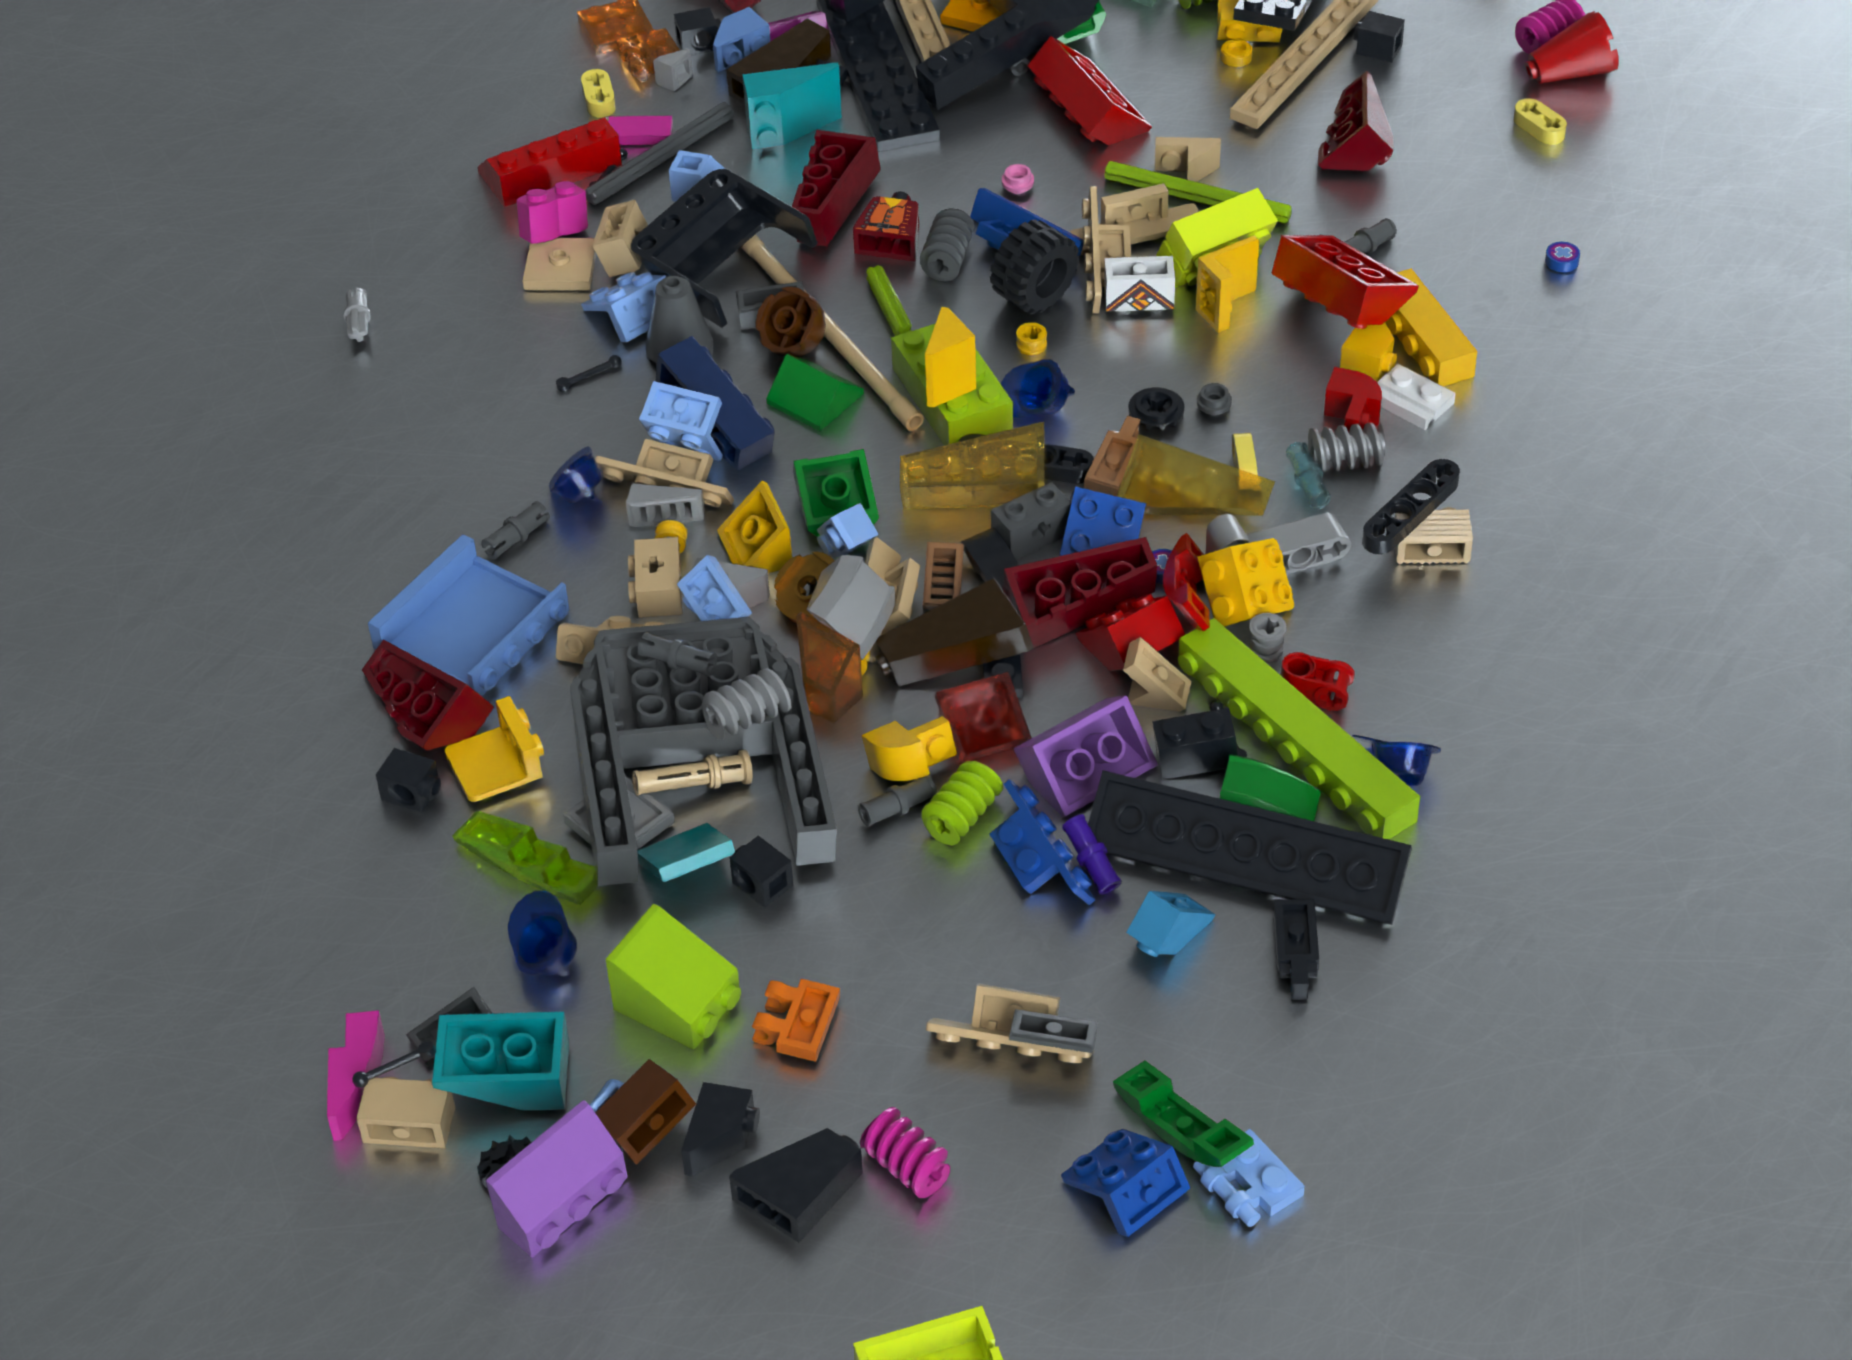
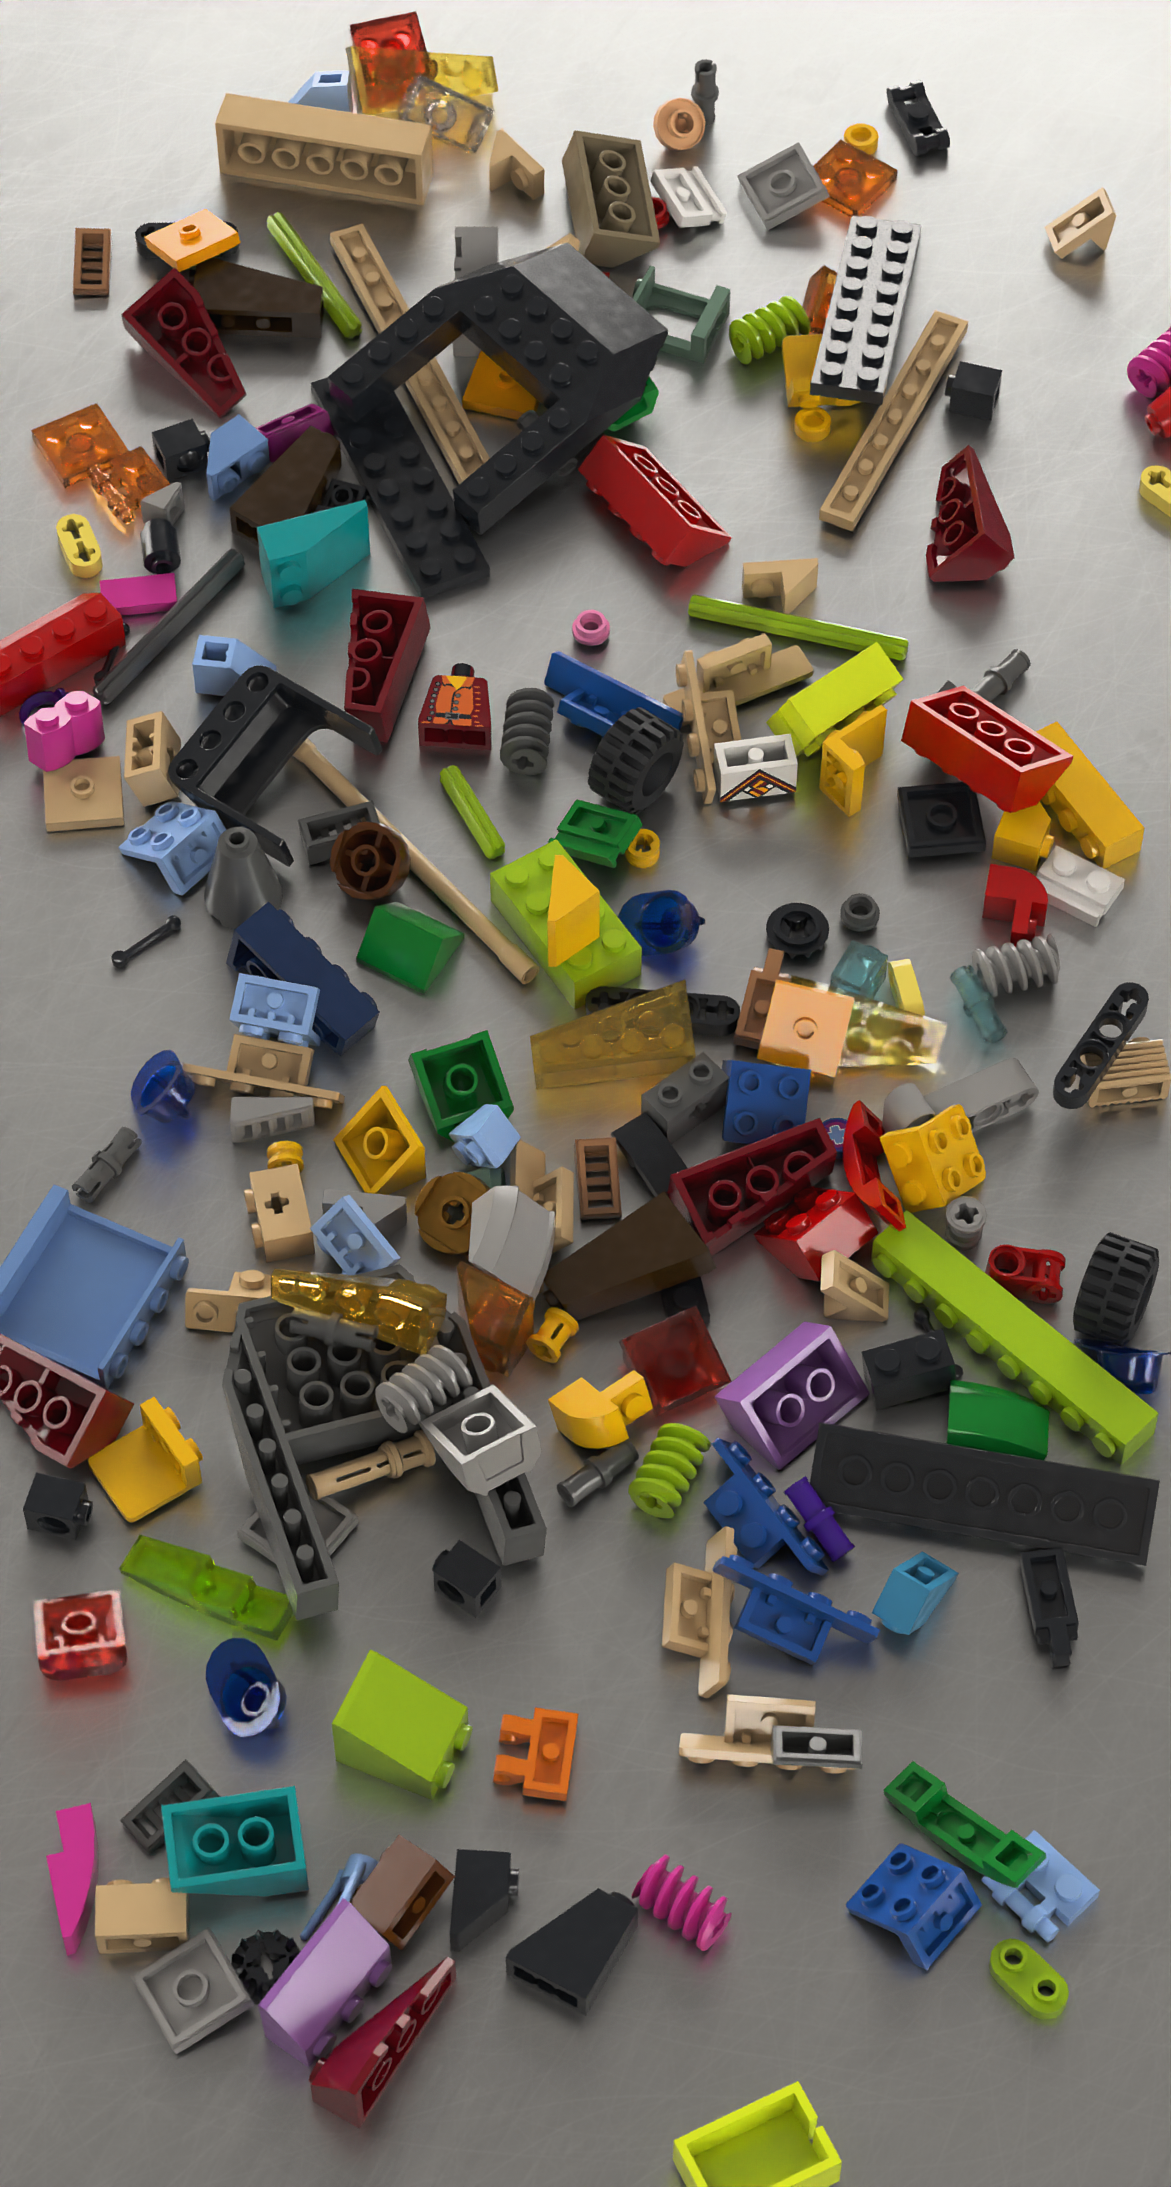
camera: 10 degrees left, 10 degrees up
(404, 883) = (80, 1635): none -> clear red slope
(425, 1050) = (155, 1851): black hinge -> none
(438, 1178) = (192, 1990): none -> light grey plate
(589, 1249) = (369, 2057): none -> dark red wedge
(664, 95) = (160, 546): none -> black brick
(685, 852) = (383, 1565): teal tile -> none
(739, 642) = (402, 1309): none -> clear yellow wedge
(792, 750) = (484, 1440): none -> light grey slope
(878, 690) = (551, 1351): none -> yellow bush
(967, 916) = (699, 1613): none -> tan bracket
(995, 320) = (597, 832): none -> green plate
(1048, 926) = (787, 1616): none -> blue bracket
(1148, 471) = (805, 1028): none -> light orange plate
(1206, 438) = (860, 970): none -> clear light blue brick
(1221, 1253) = (1026, 1977): none -> lime plate
(1298, 336) = (941, 819): none -> black plate
(1395, 693) = (1116, 1289): none -> black tyre

